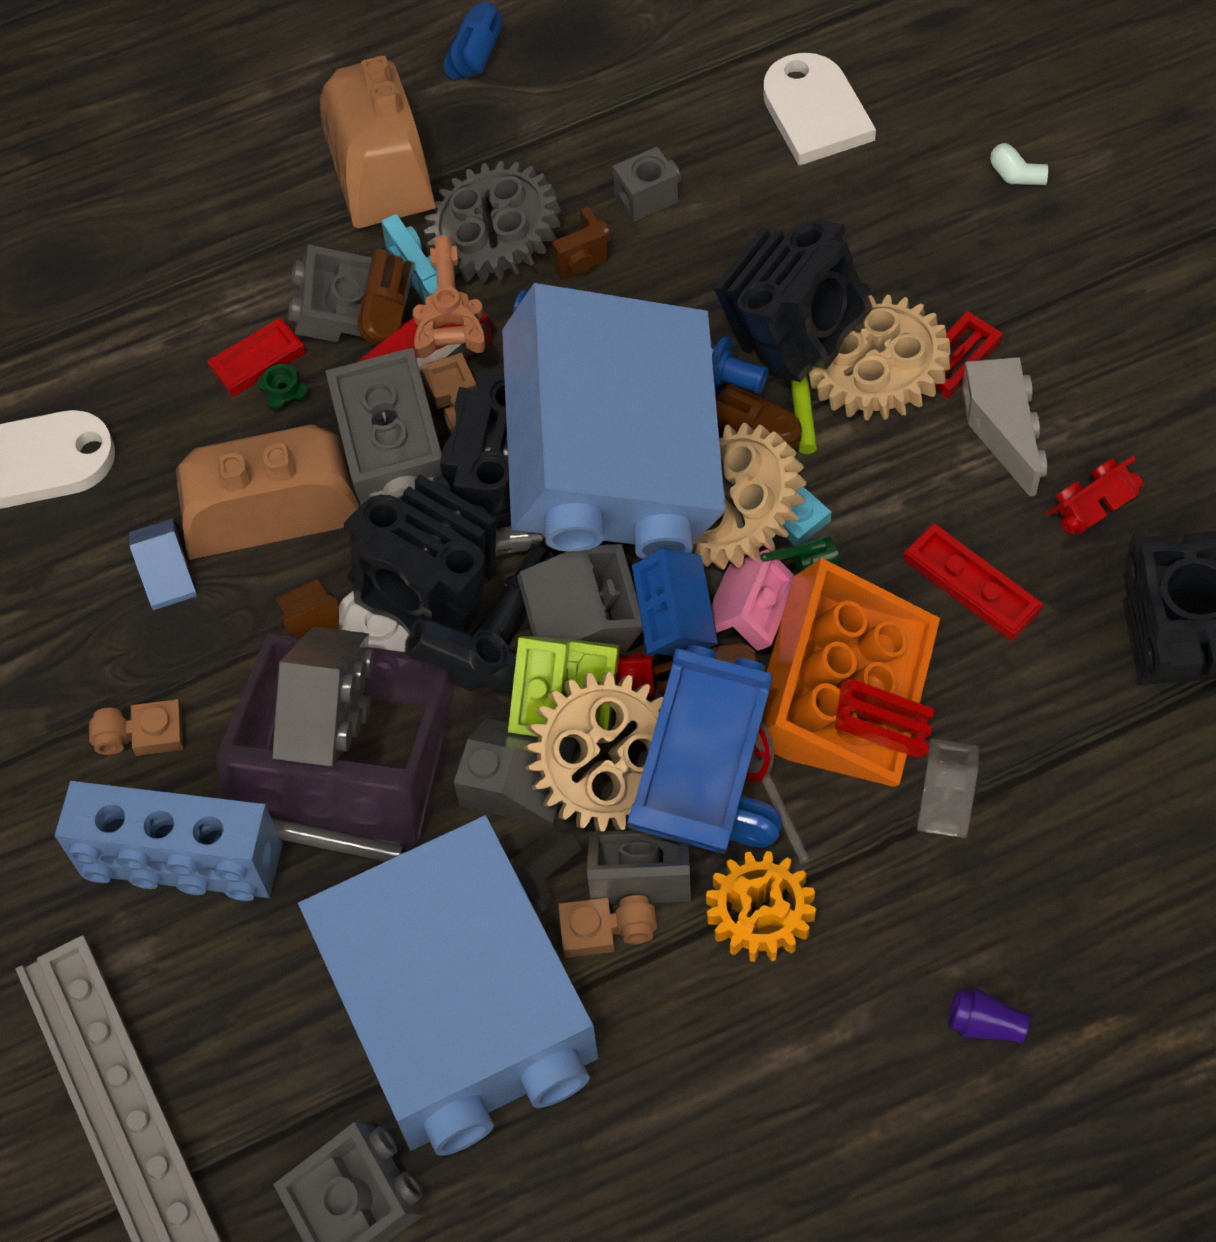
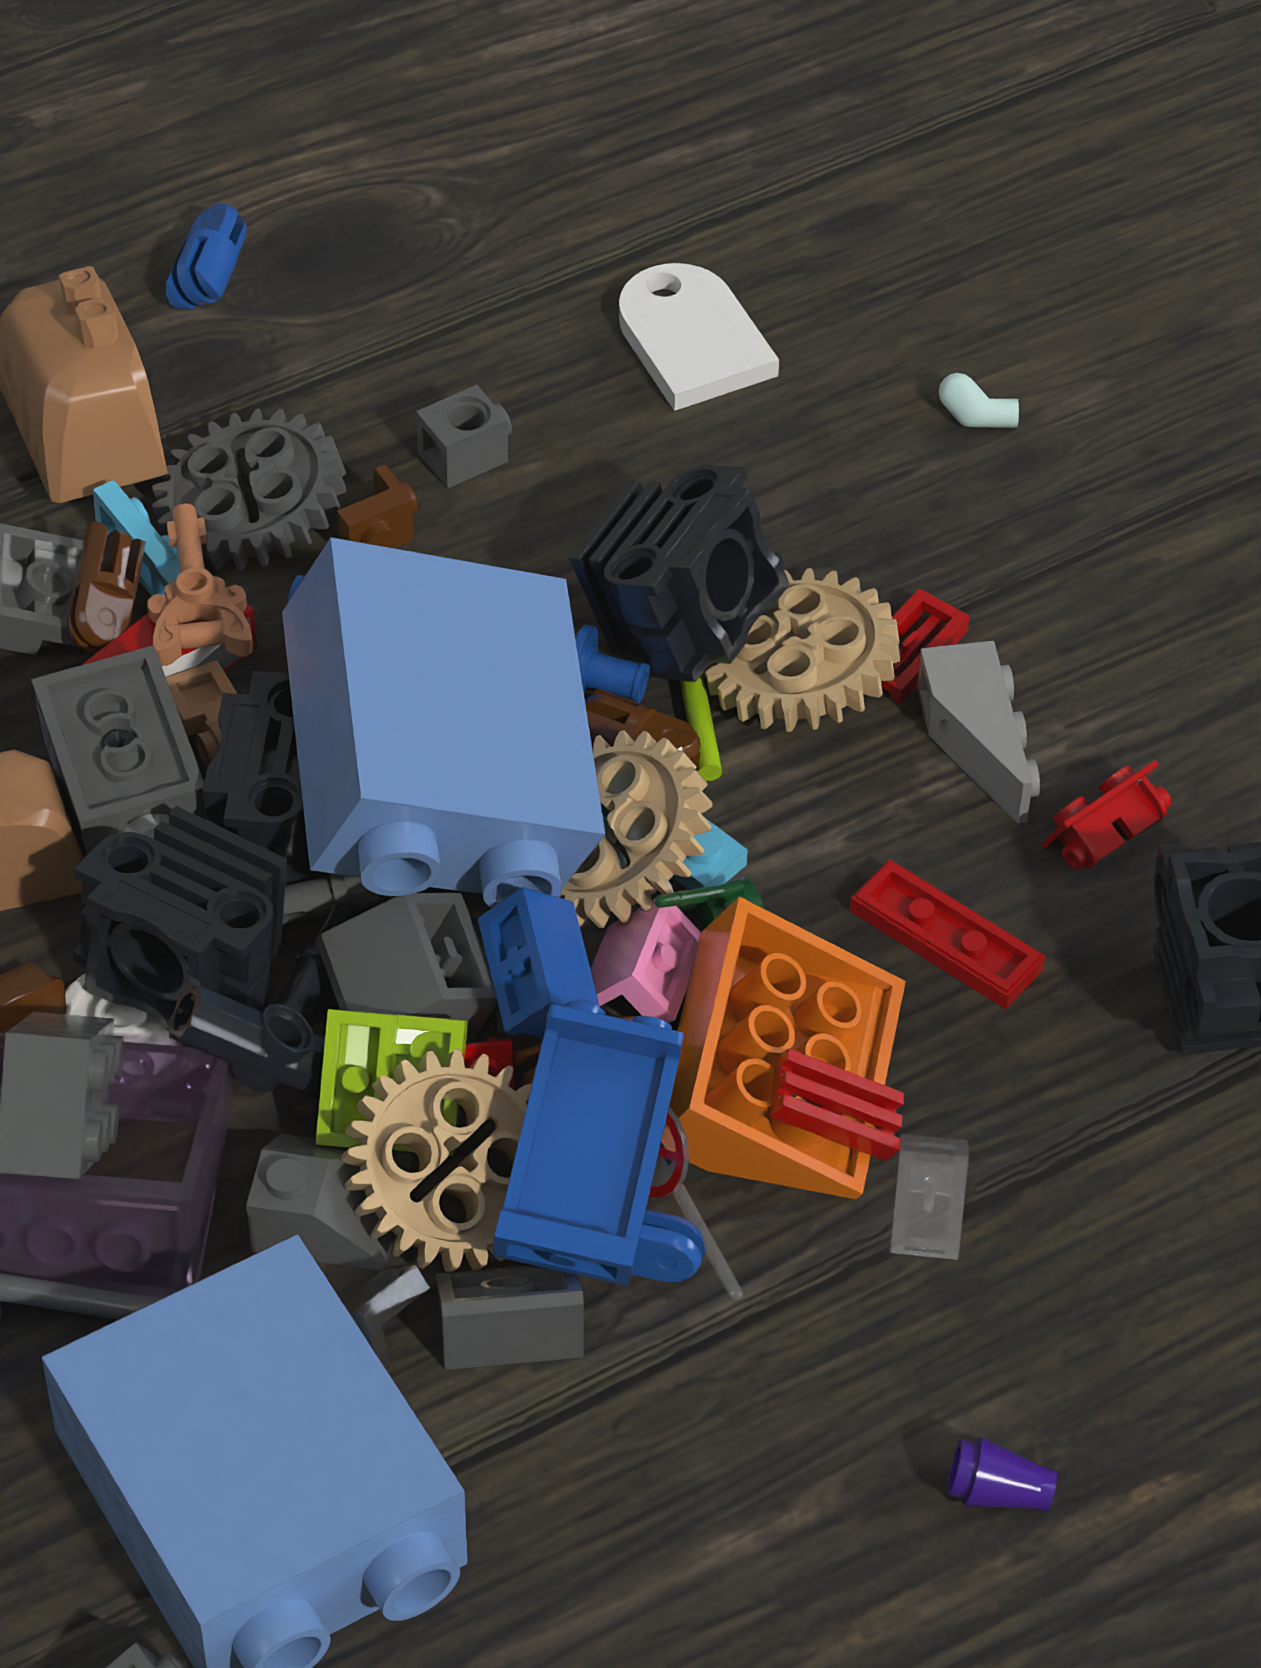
camera: 10 degrees left, 10 degrees down
(590, 926) = (448, 1393): medium nougat plate -> none
(751, 886) = (683, 1355): light orange gear -> none

